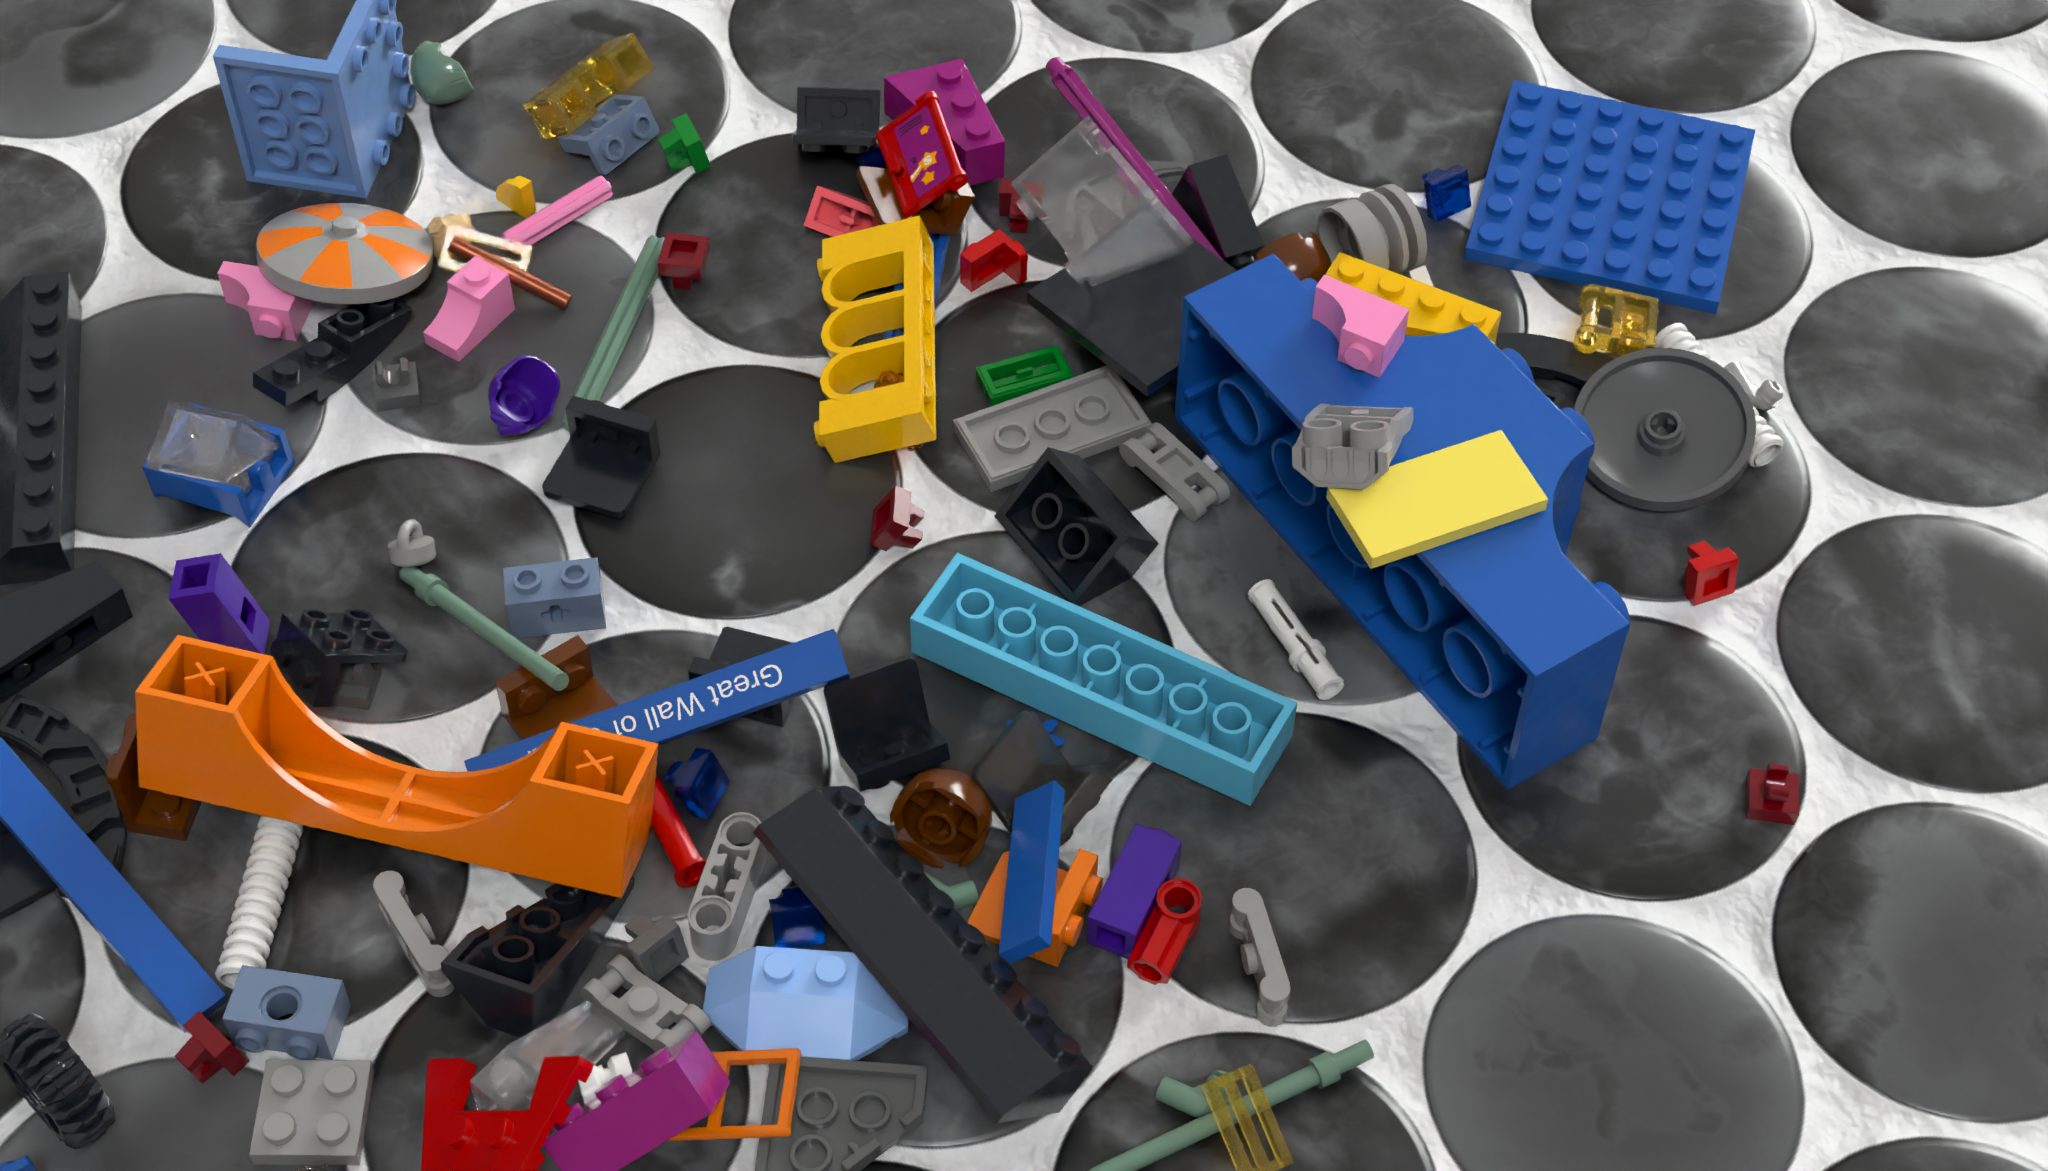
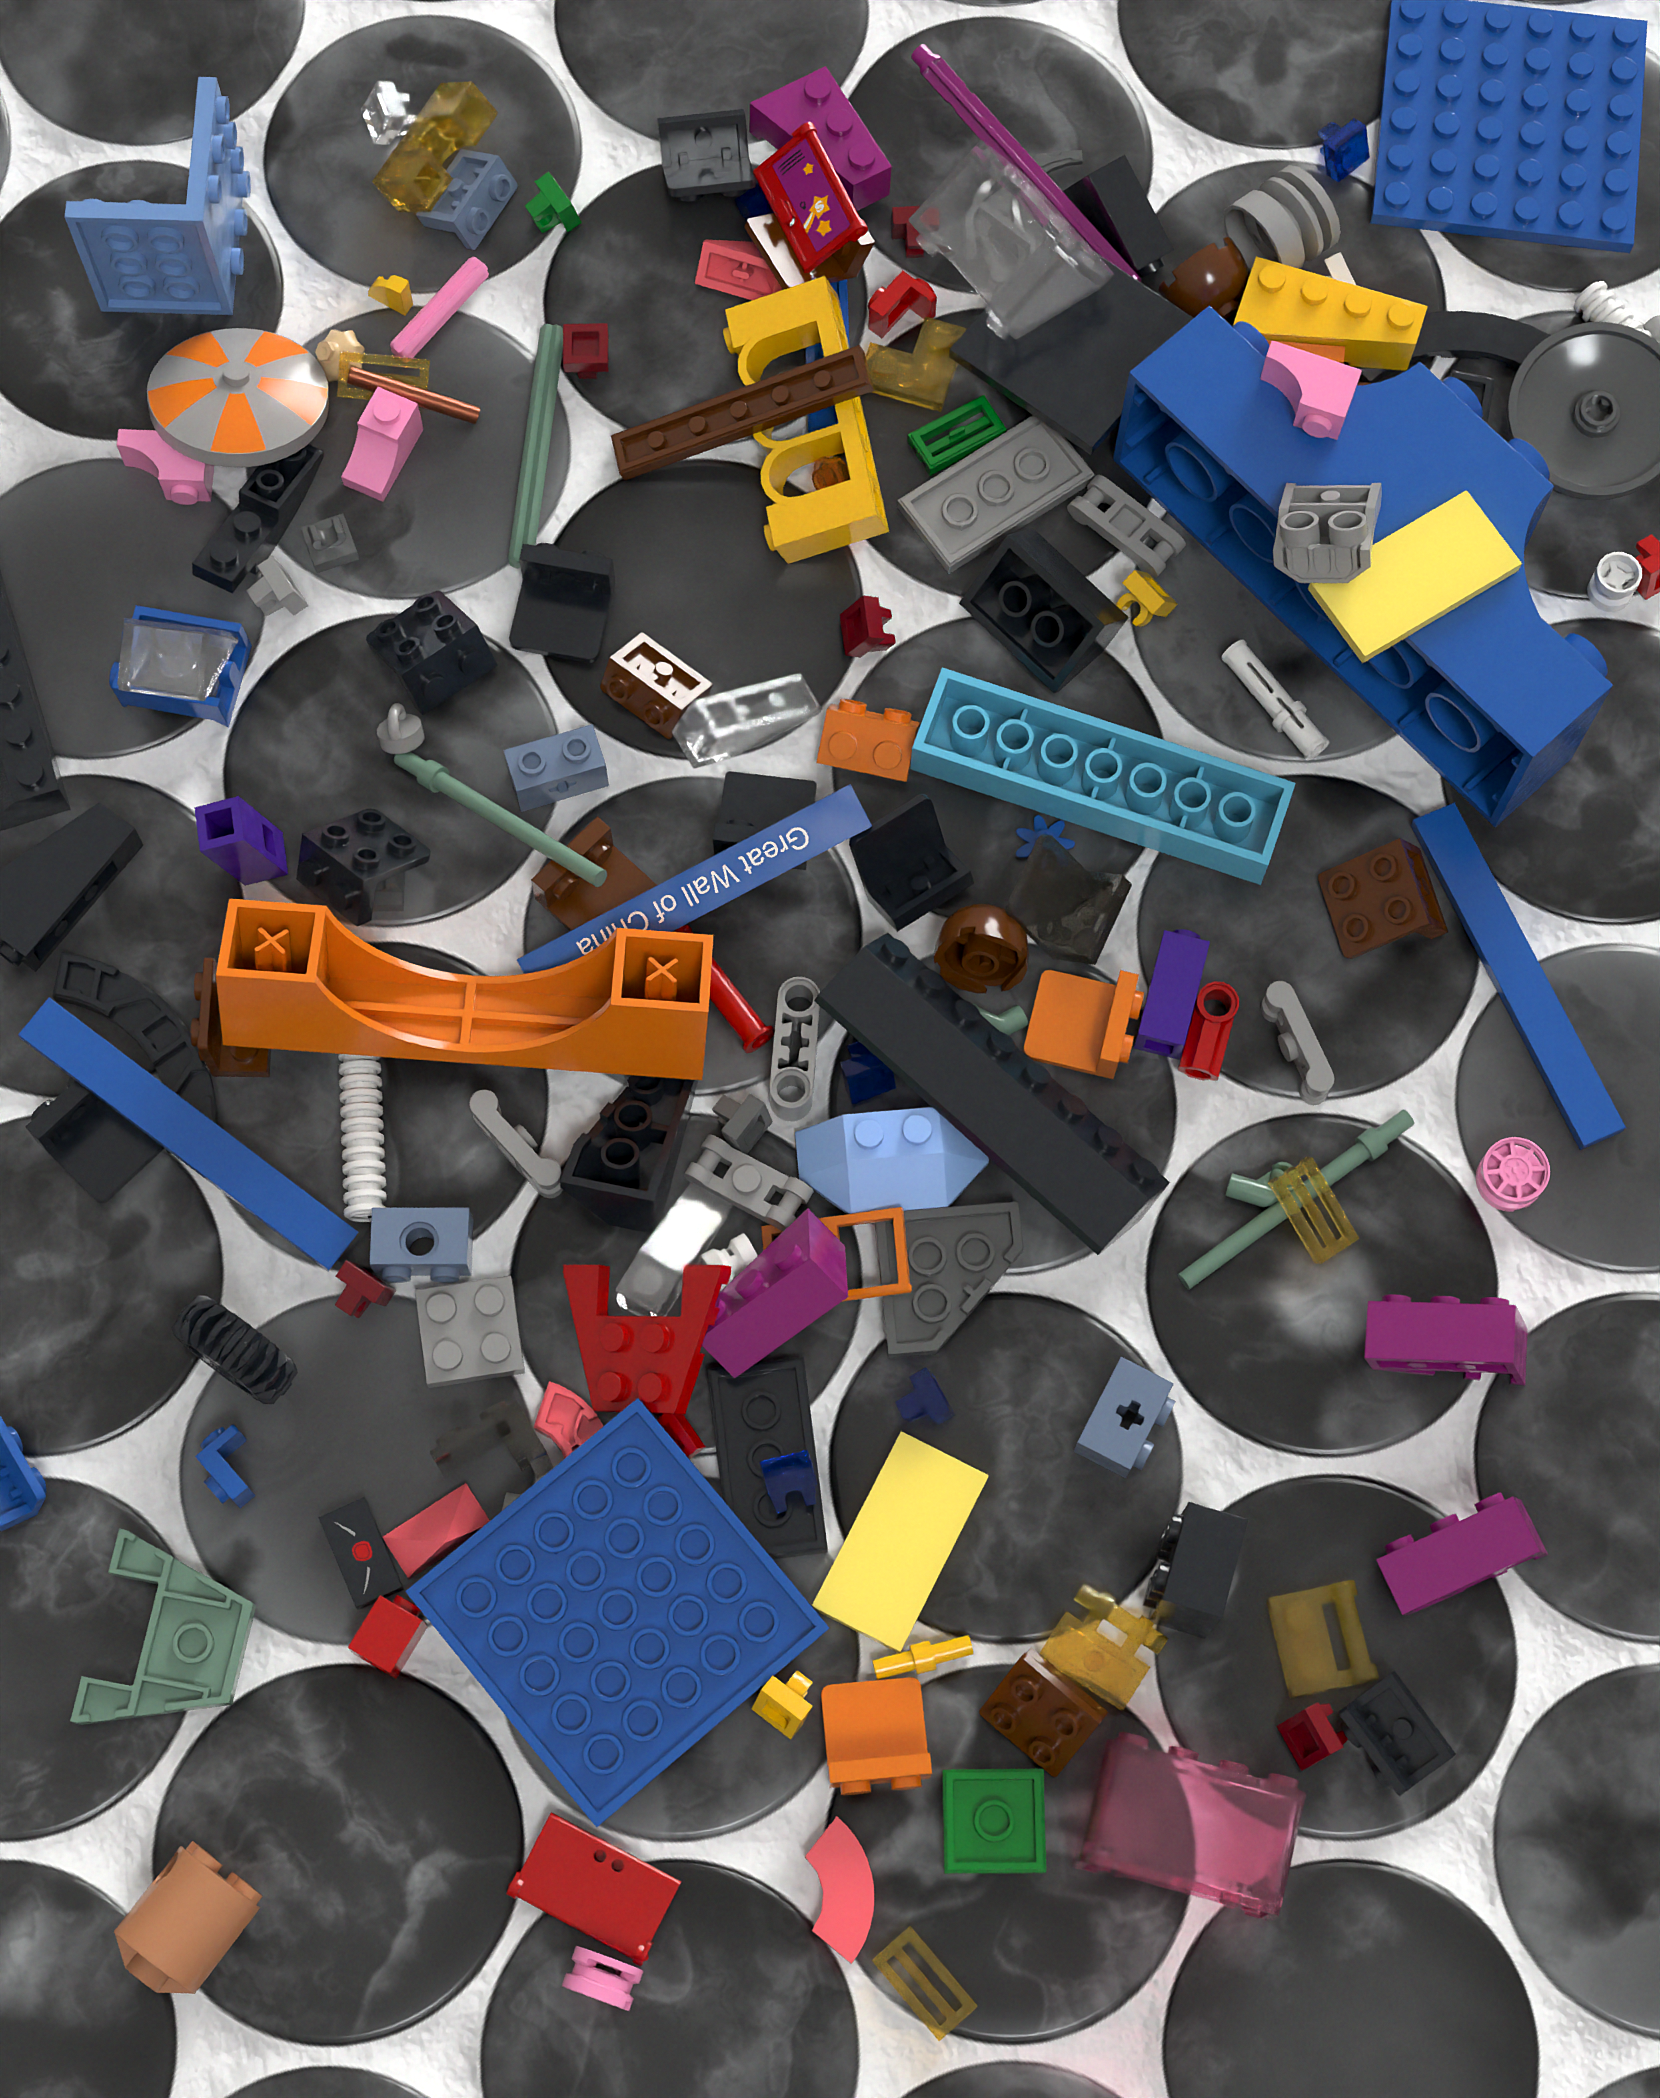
camera: 10 degrees left, 20 degrees up
(330, 414) = (276, 589): none -> light grey tile
(437, 76) = (270, 158): sand green hair -> none
(466, 486) = (432, 650): none -> black bracket
(523, 395) = (465, 542): dark purple hair -> none
(553, 57) = (386, 113): none -> clear tile
(672, 541) = (653, 683): none -> reddish brown bracket
(699, 782) = (742, 945): clear blue tile -> none
(747, 581) = (742, 718): none -> clear slope
(816, 320) = (742, 412): none -> reddish brown tile
(869, 617) = (868, 740): none -> orange bracket
(996, 325) = (920, 376): none -> clear yellow plate
(1032, 872) = (1080, 999): blue tile -> none
(1182, 530) = (1149, 595): none -> yellow tile
(1375, 831) = (1381, 898): none -> reddish brown bracket
(1473, 1124) = (1512, 1175): none -> bright pink wheel
(1512, 936) = (1517, 976): none -> blue tile
(1631, 322) = (1550, 281): clear yellow plate -> none
(1661, 580) = (1622, 574): none -> white wheel

